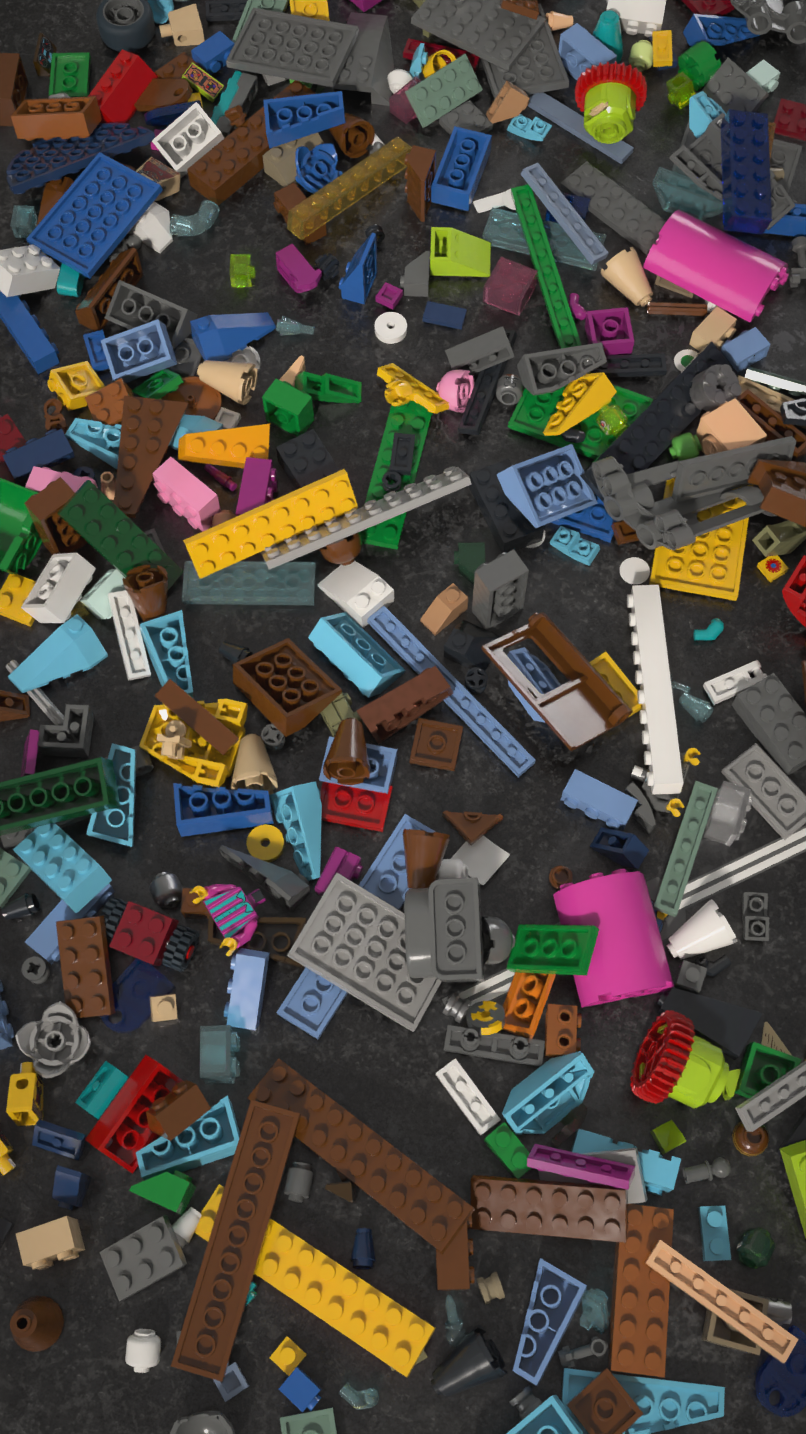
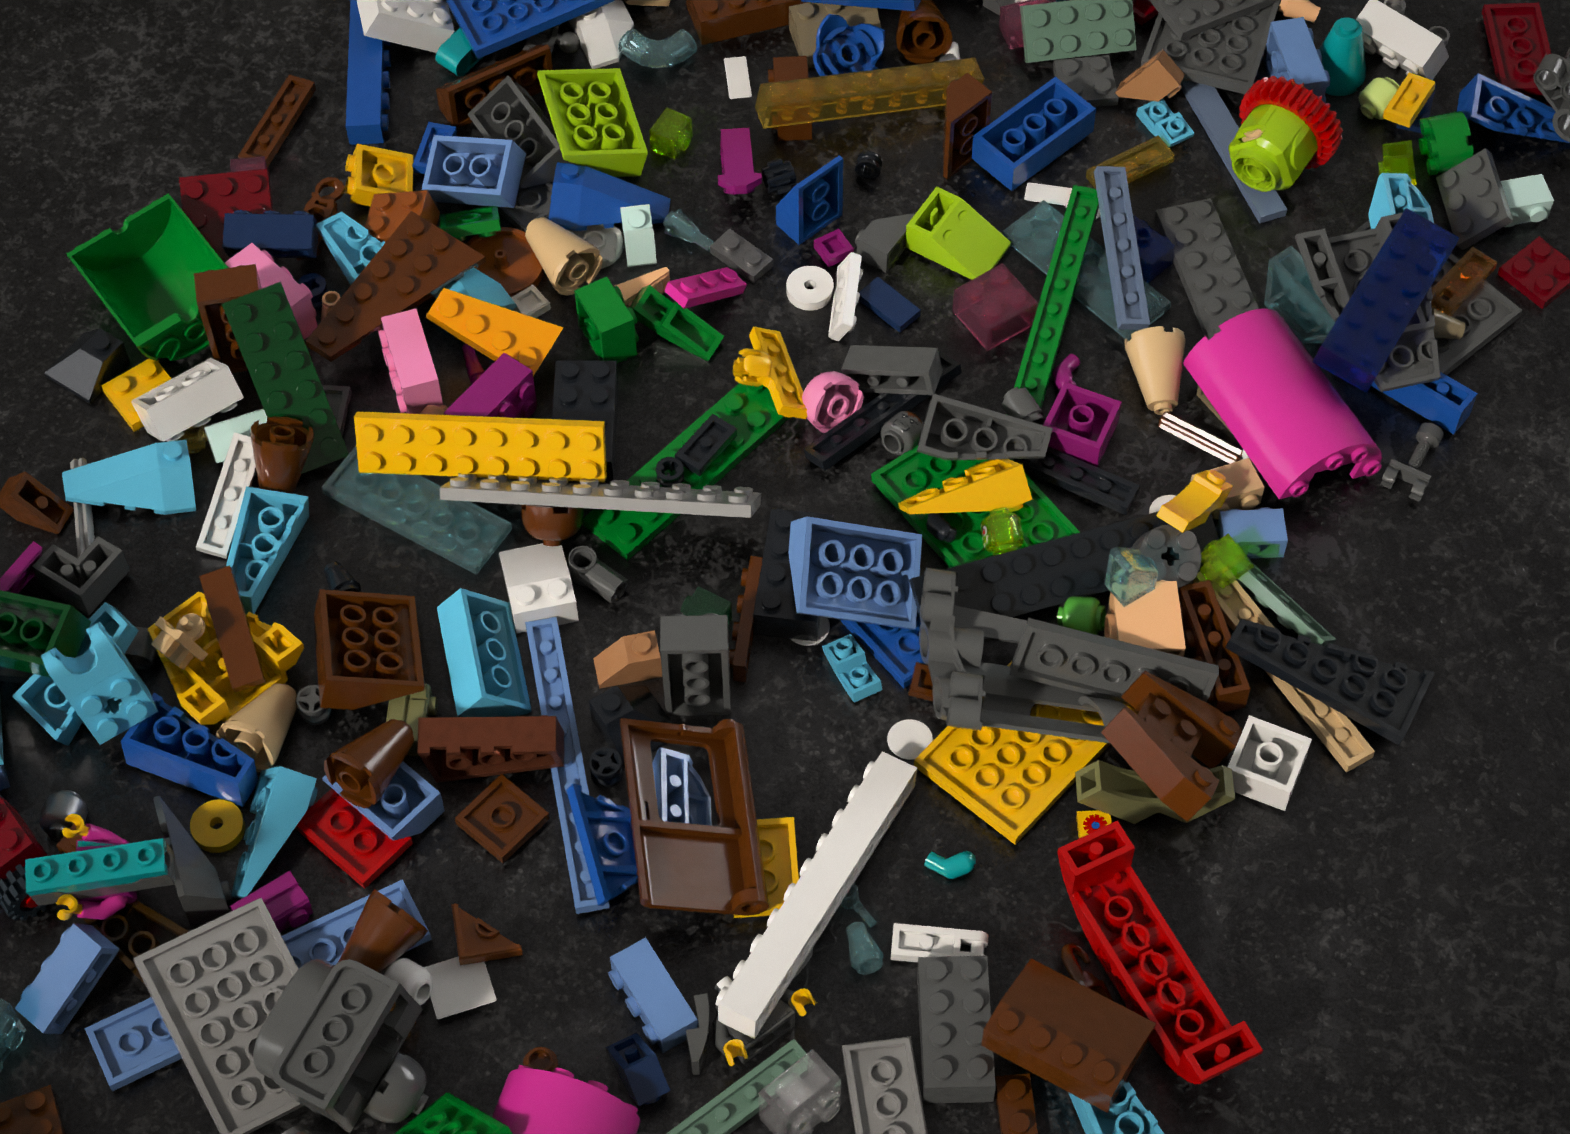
camera: 30 degrees right, 10 degrees down
(148, 797) = (101, 686): none -> medium azure brick
(193, 282) = (594, 120): none -> lime slope
(237, 913) = (100, 871): none -> teal piece
(254, 216) = (737, 77): none -> white sticker
(267, 344) = (638, 235): none -> light aqua slope
(333, 356) = (705, 287): none -> dark pink plate
(336, 327) = (741, 256): none -> flat silver plate
(389, 567) = (597, 575): none -> dark grey piece
(417, 322) = (845, 296): none -> white plate
(490, 536) = (744, 630): none -> reddish brown plate
(514, 724) = (606, 843): none -> blue wing
(532, 154) = (1138, 160): none -> clear yellow plate
(570, 338) = (1022, 405): none -> dark grey brick
(713, 408) = (1130, 574): none -> clear light blue slope
(714, 344) = (1196, 501): none -> yellow slope
(748, 372) = (1224, 561): none -> clear neon green brick

